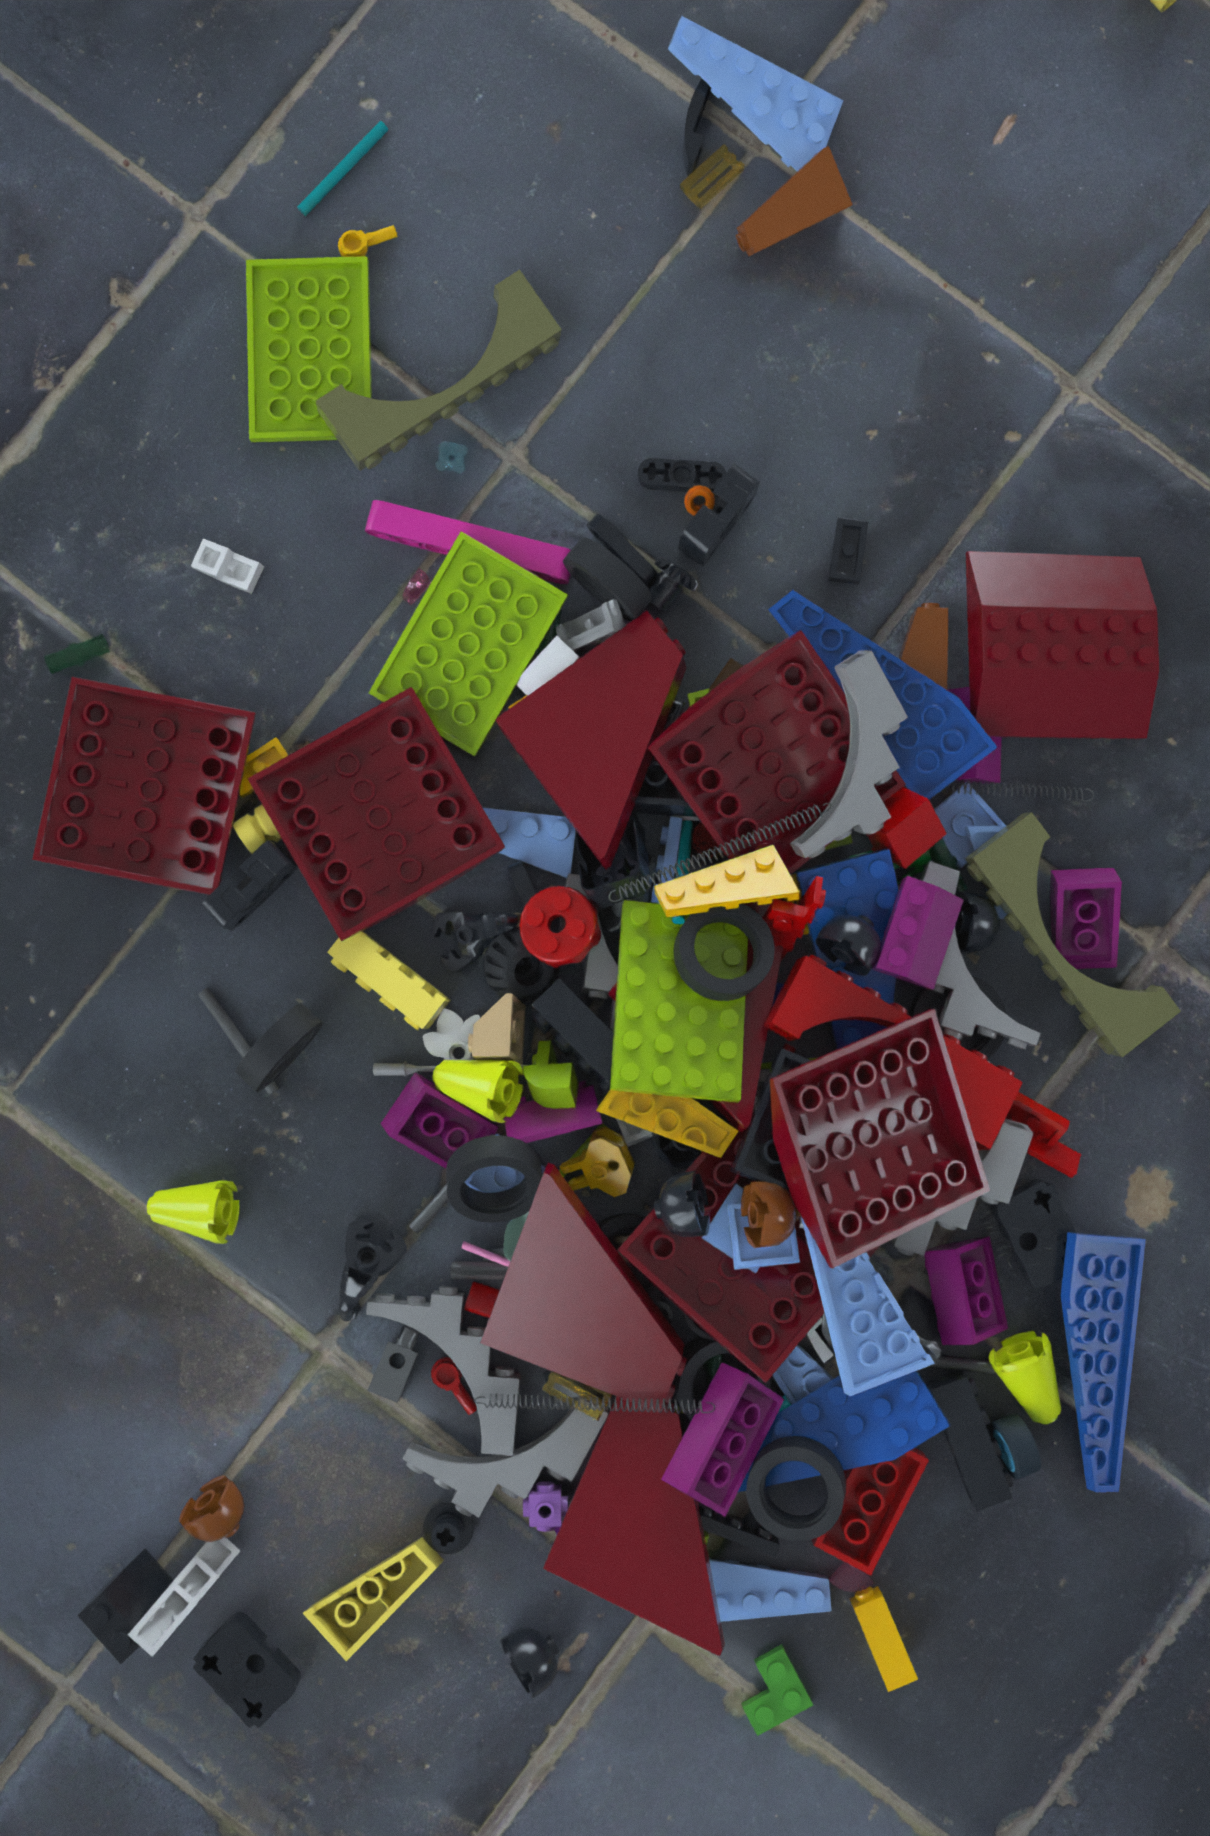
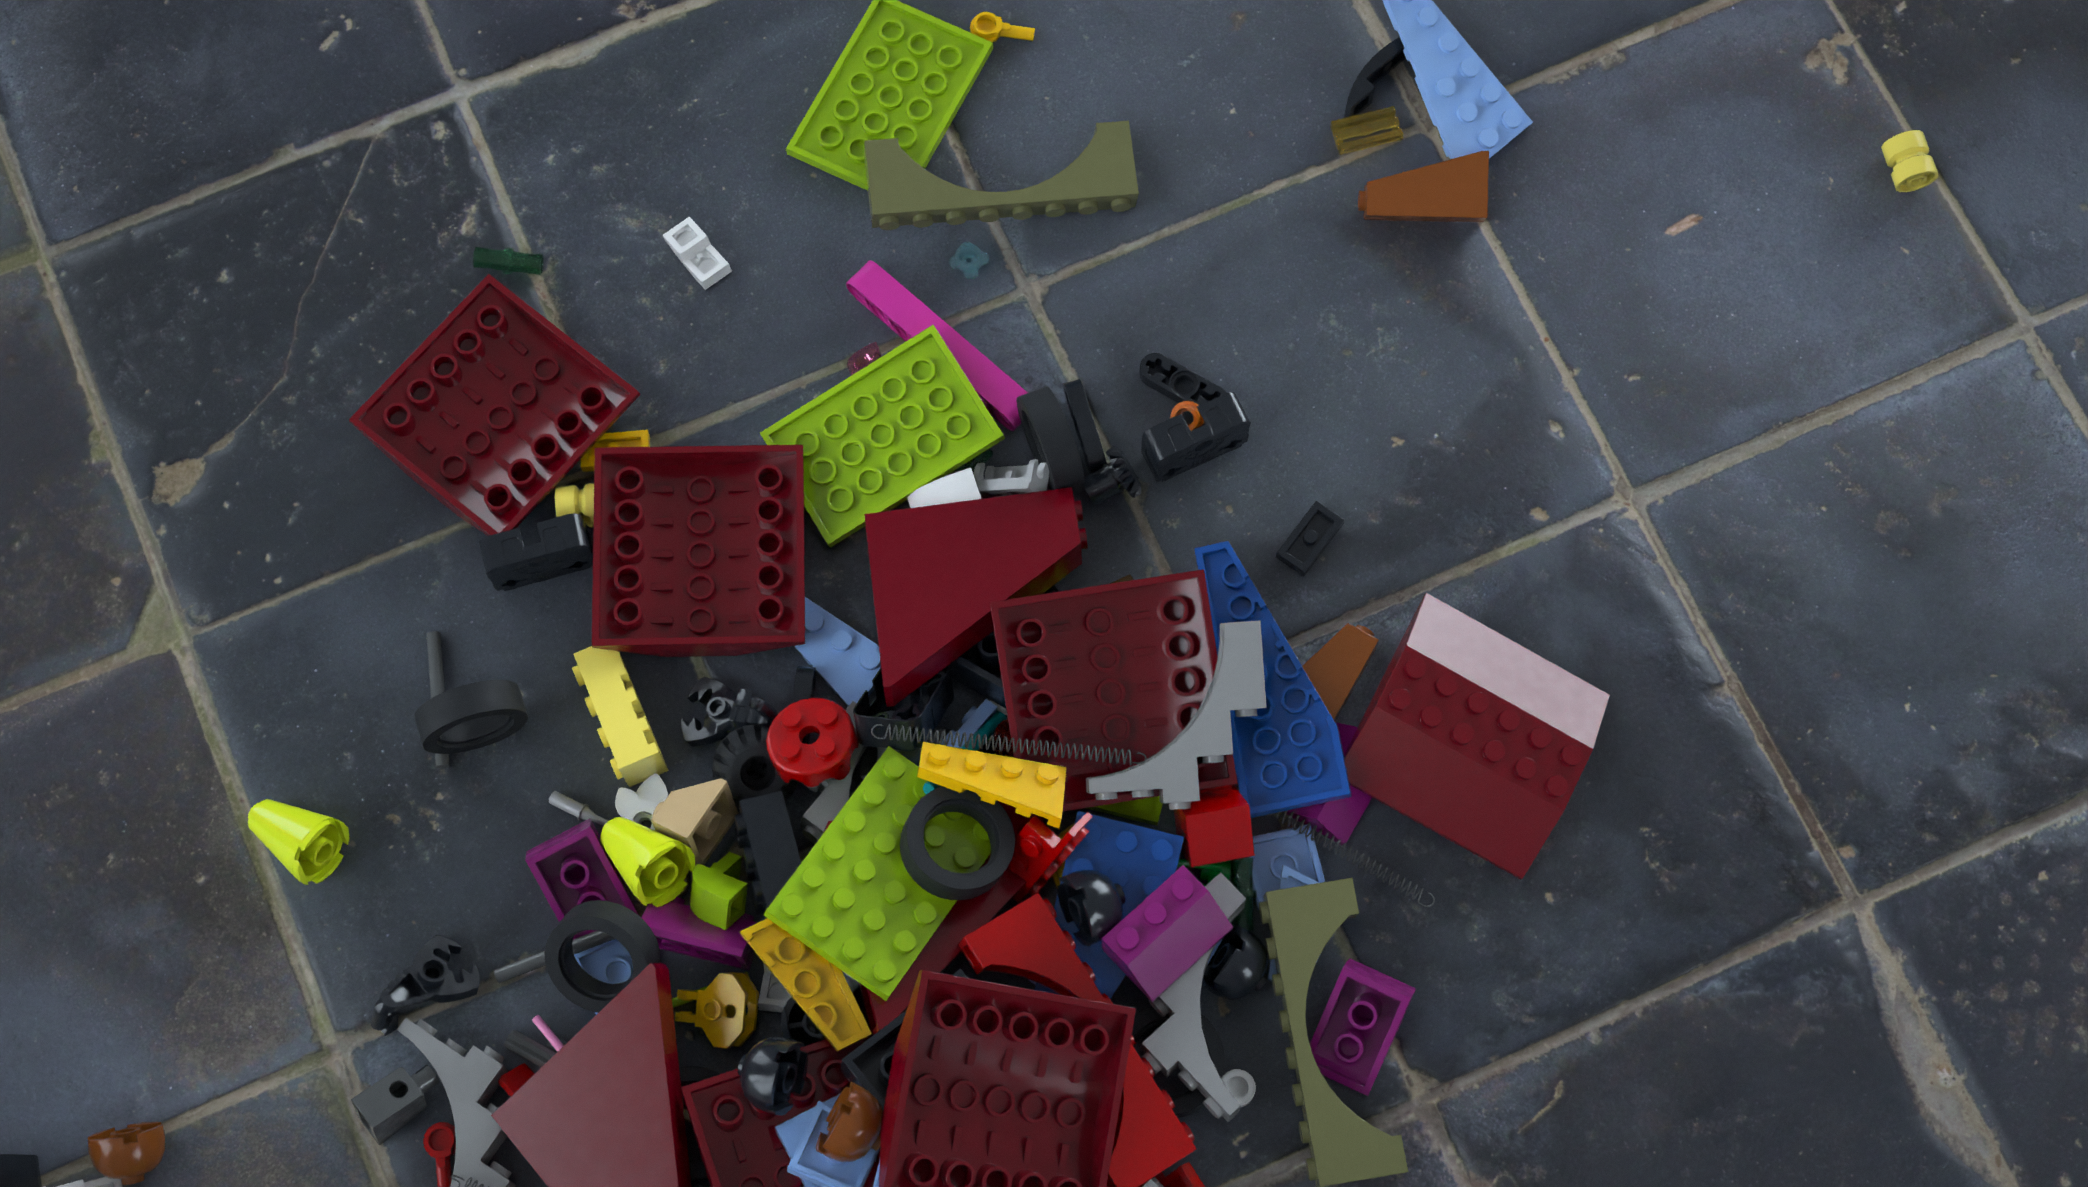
camera: 30 degrees right, 15 degrees down
(1019, 1010) = (1240, 1085): none -> white tile

